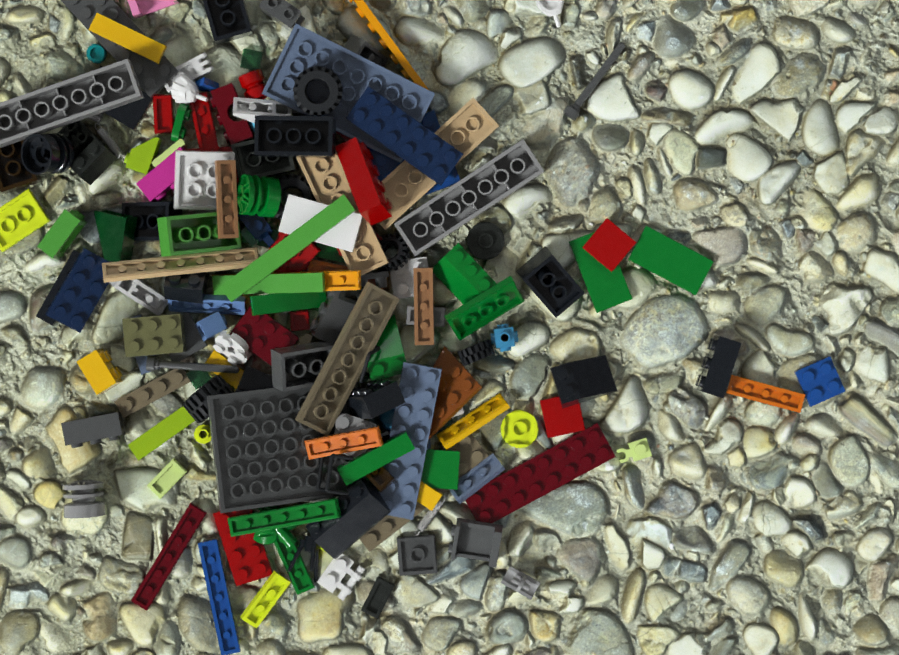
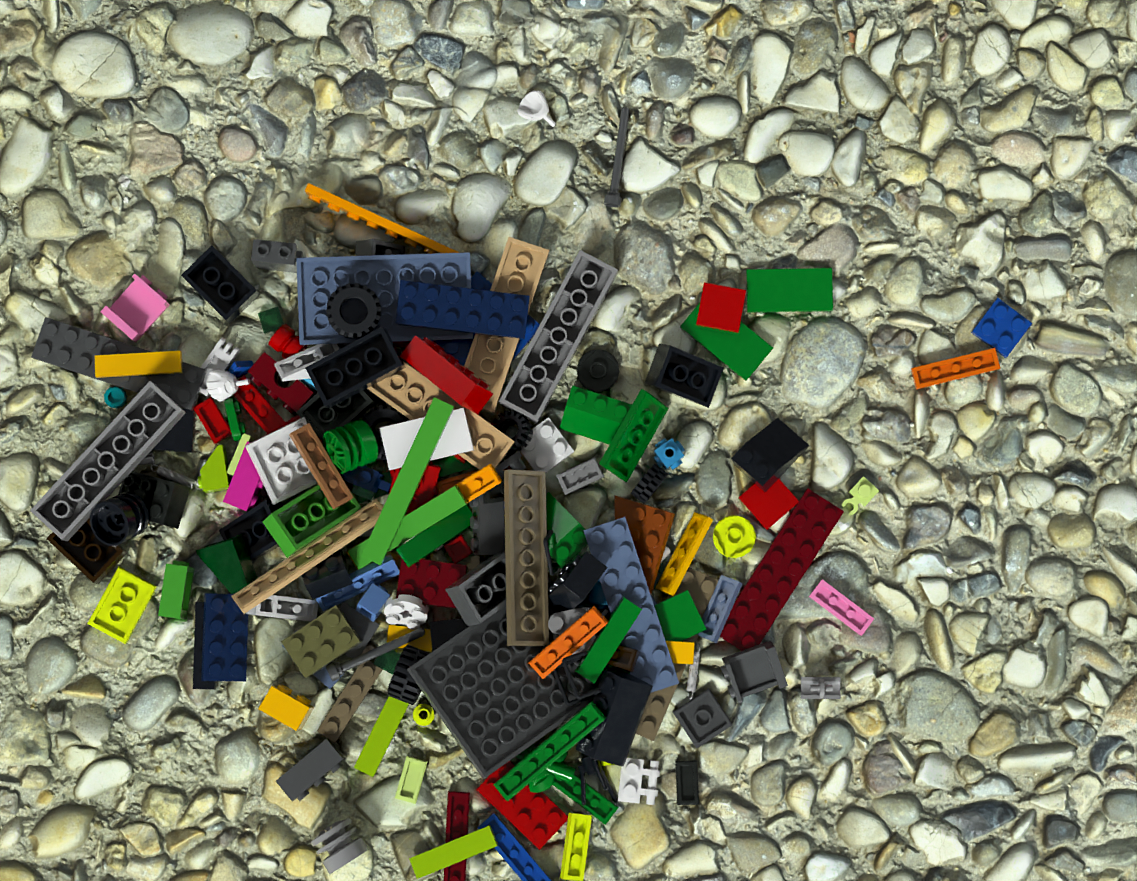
camera: 25 degrees left, 5 degrees down
(169, 552) = (453, 852): none -> lime tile
(423, 306) = (572, 466): medium nougat plate -> none
(571, 529) = (841, 607): none -> bright pink plate
(718, 366) = (894, 366): black brick -> none

